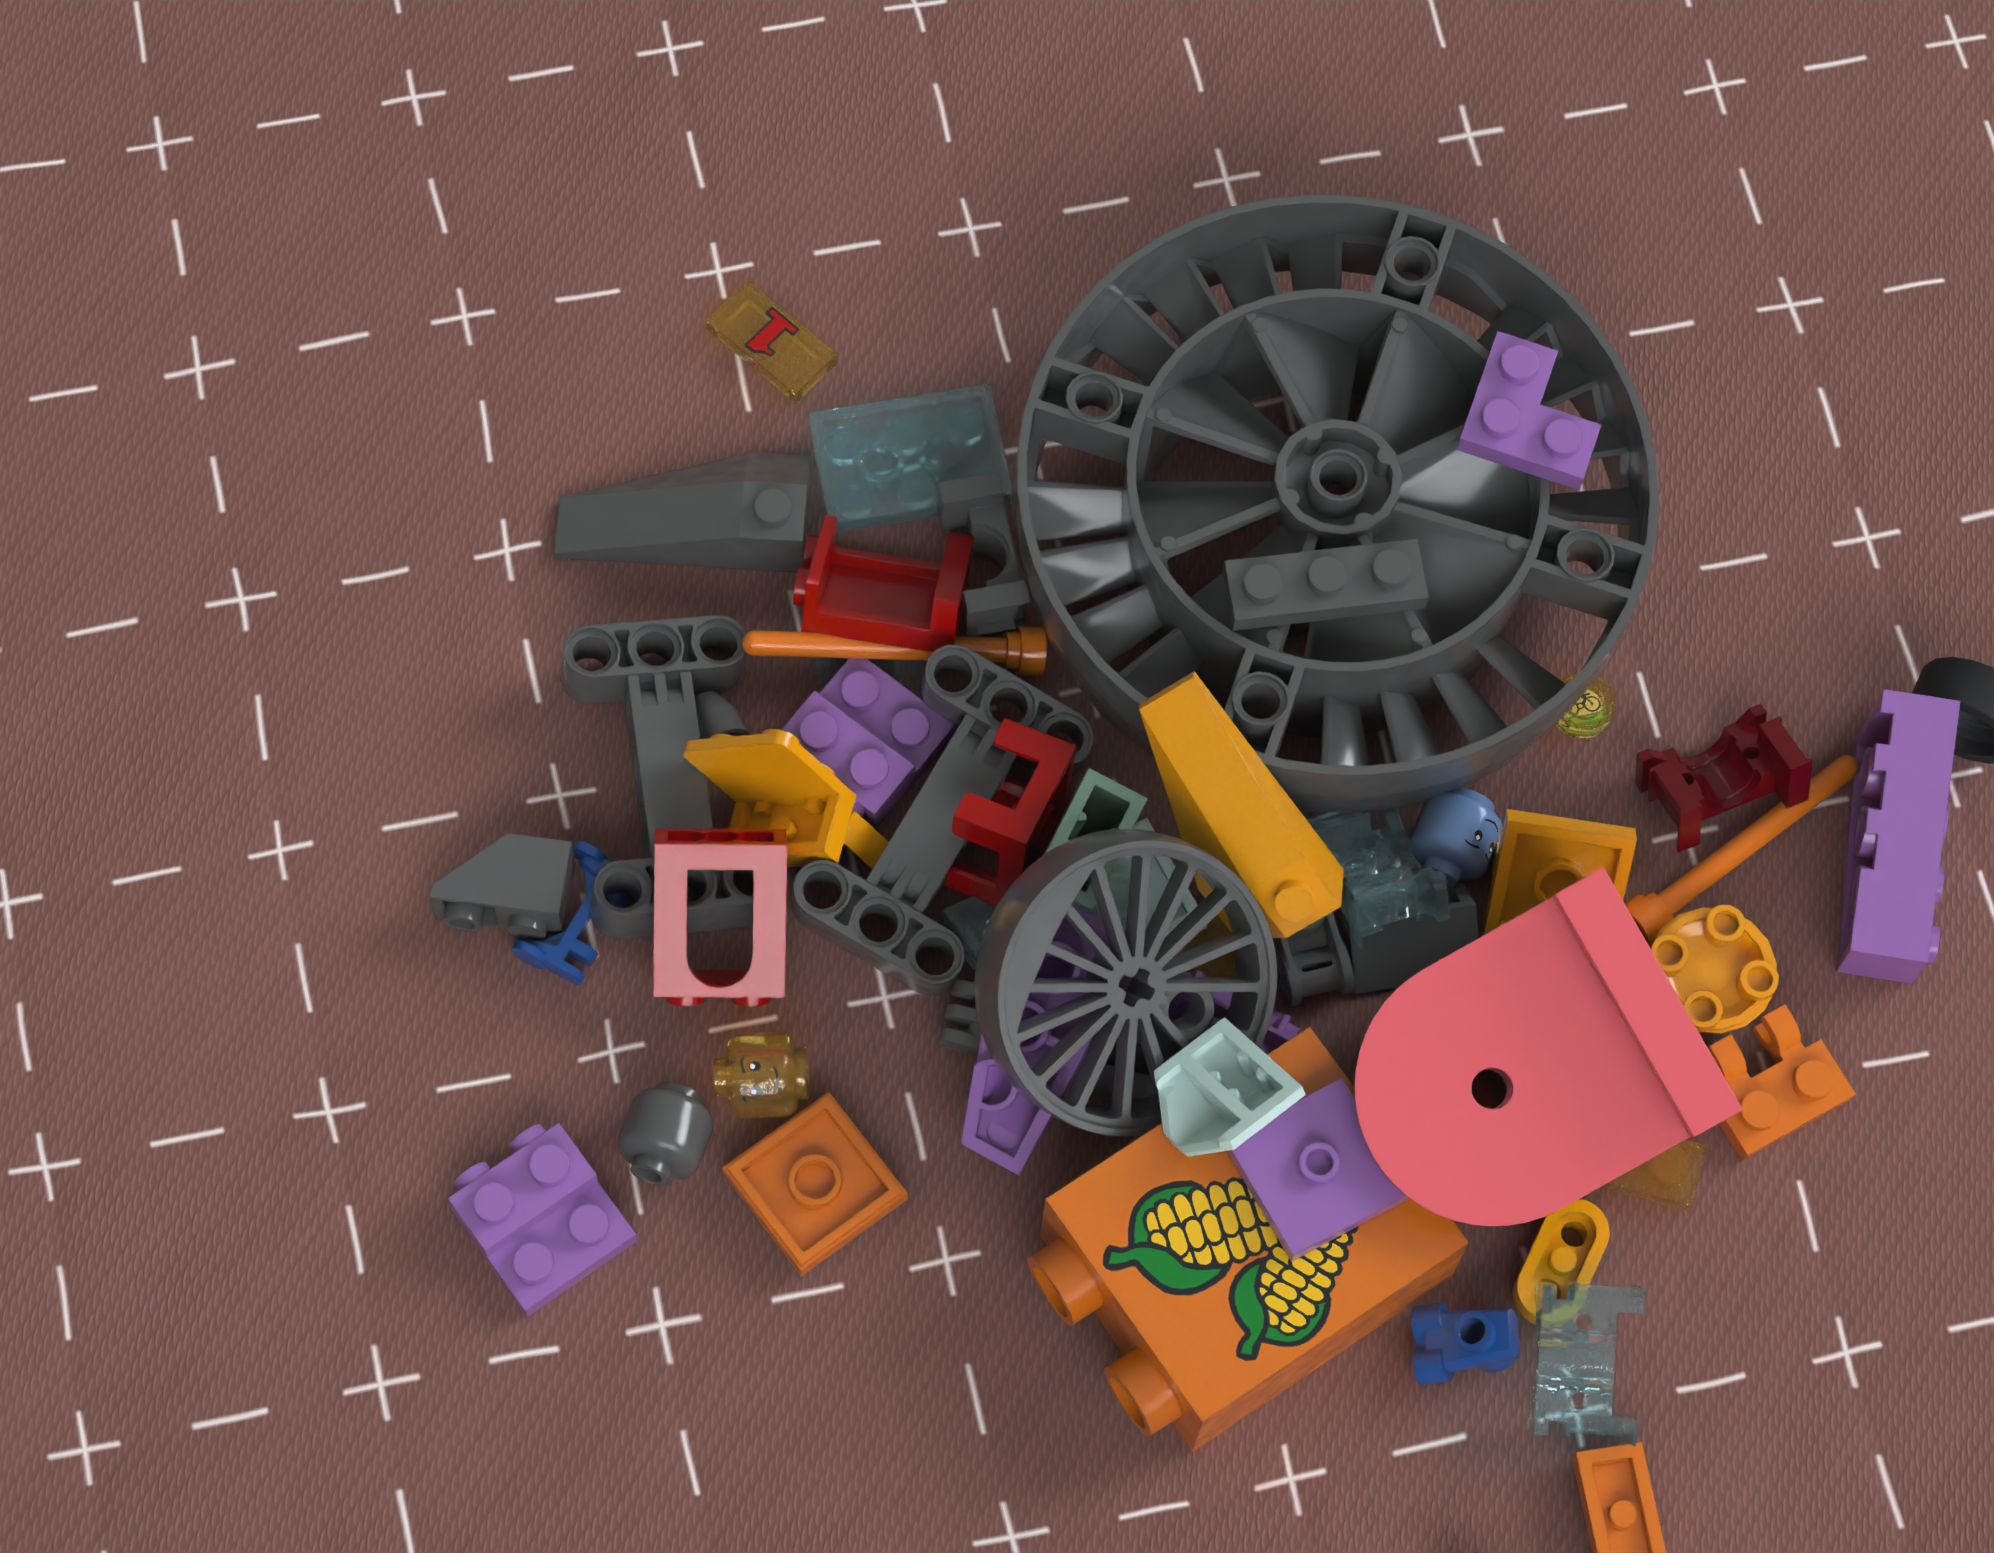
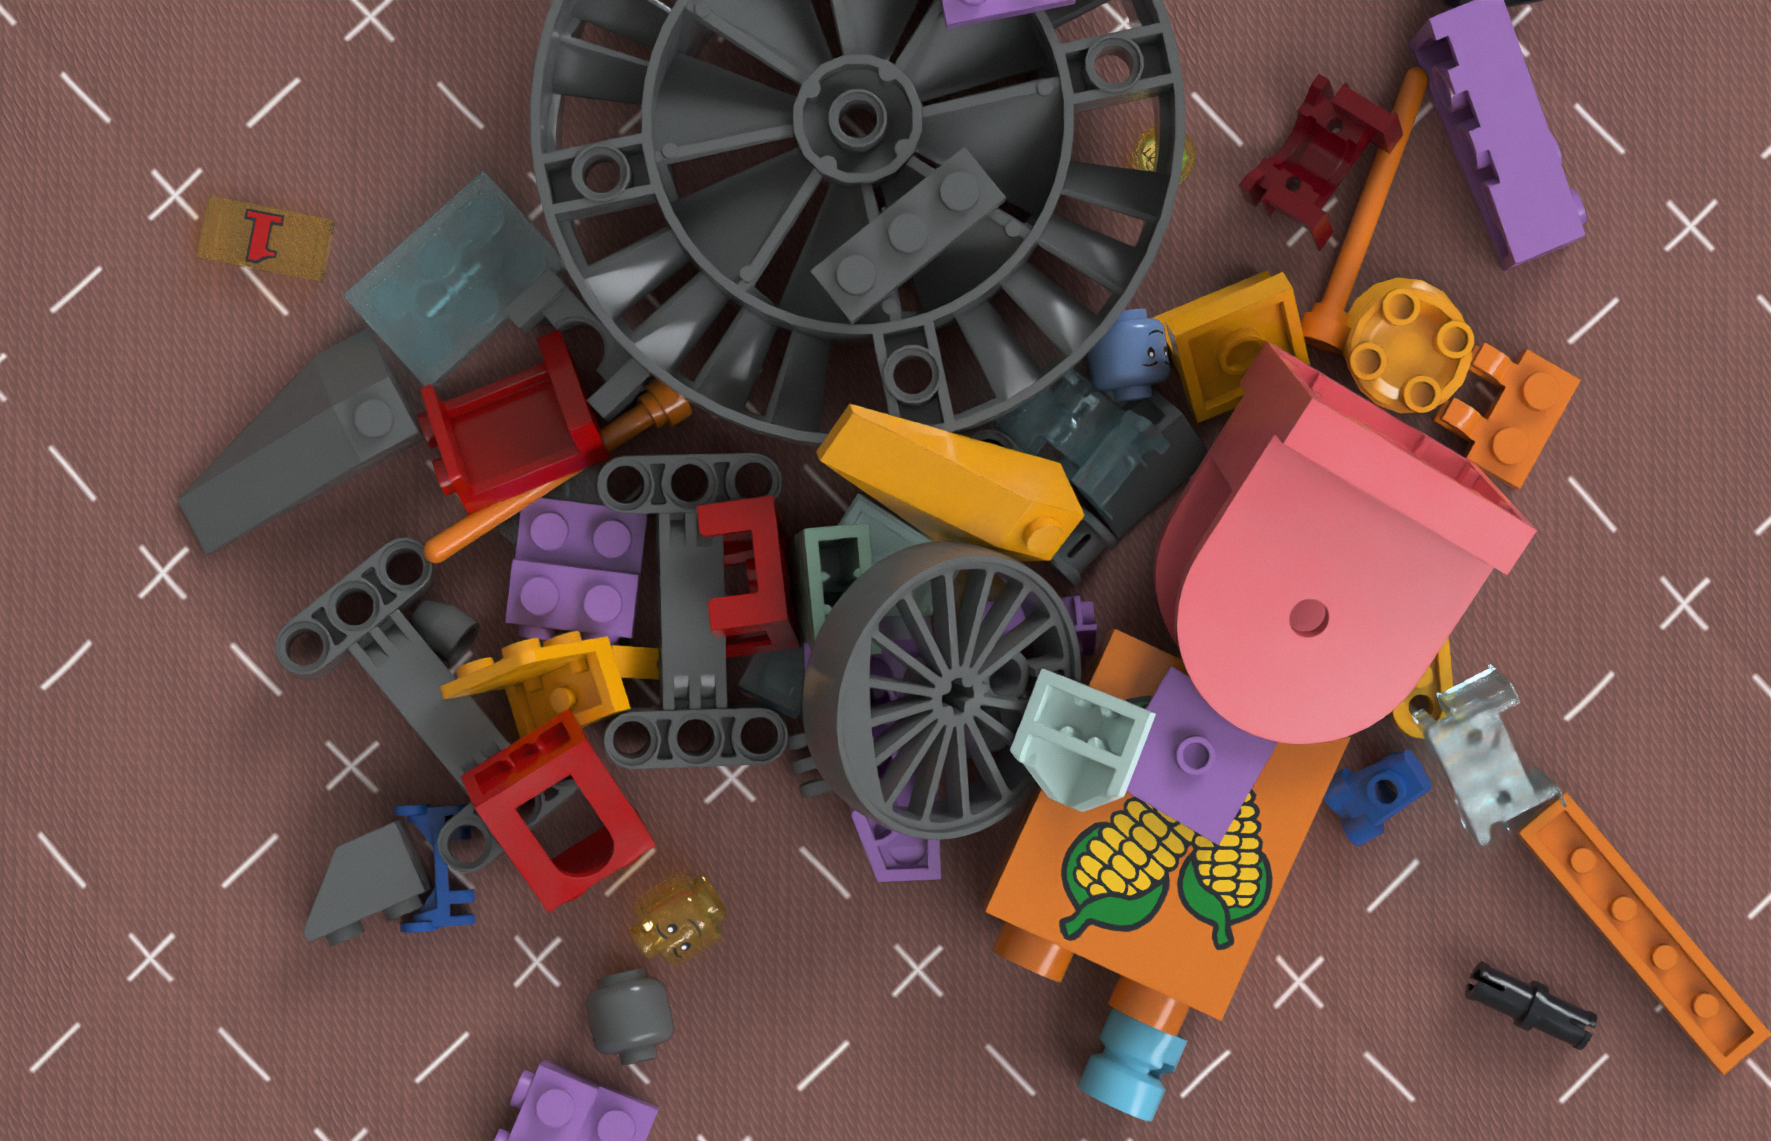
camera: 30 degrees left, 20 degrees up
(815, 1183) = (776, 979): orange plate -> none
(1093, 1444) = (1131, 1065): none -> medium azure wheel

